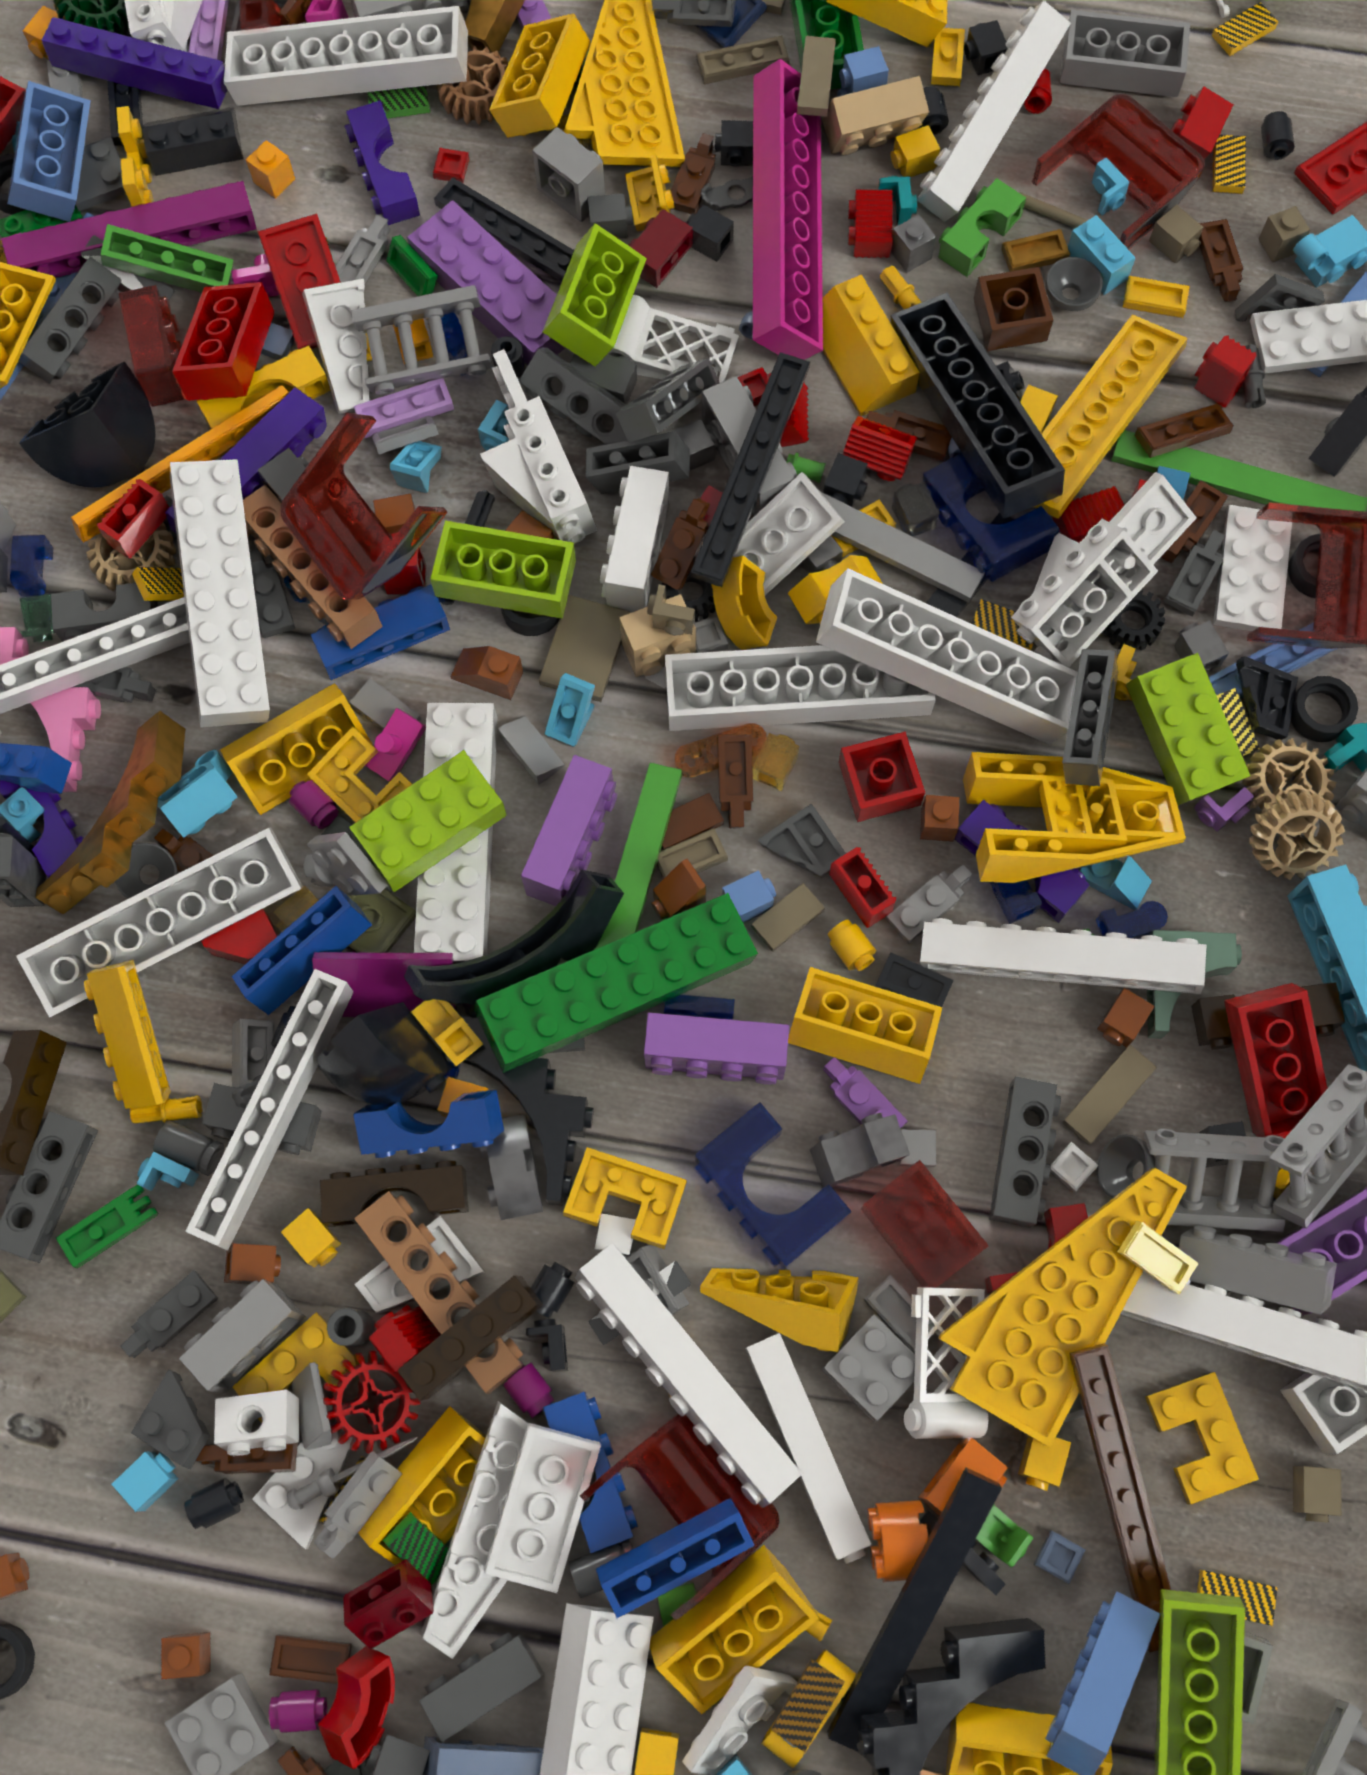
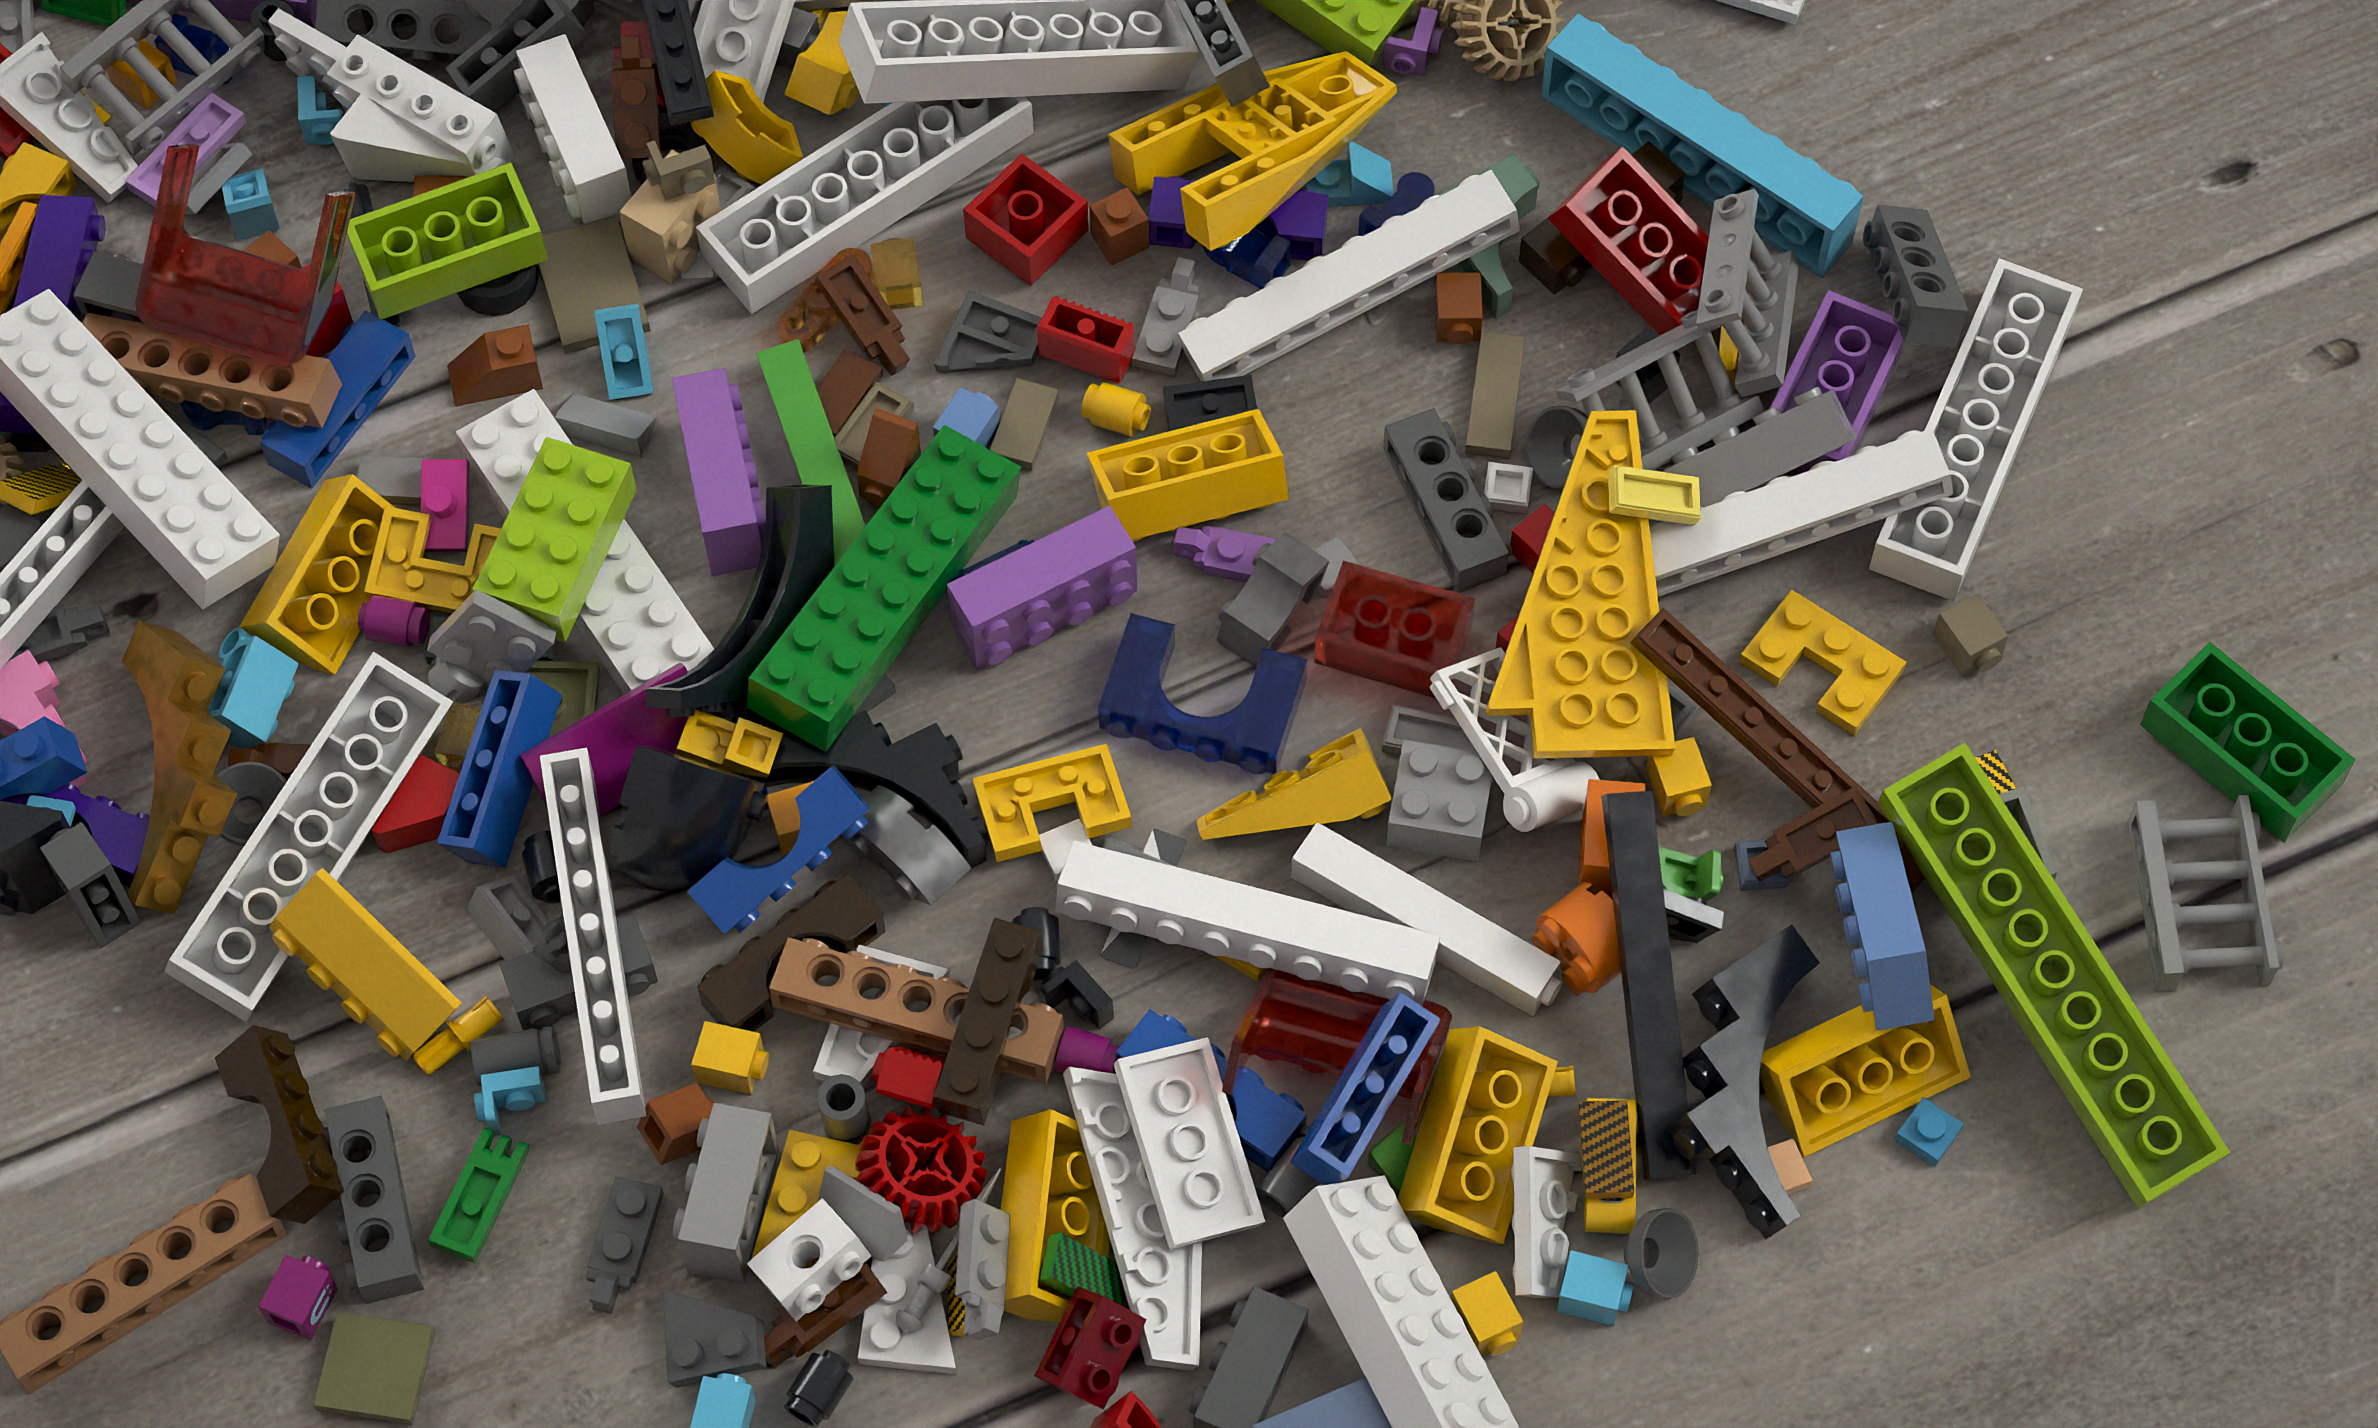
camera: 35 degrees left, 10 degrees down
(1104, 1575) = (1811, 836): none -> reddish brown hinge

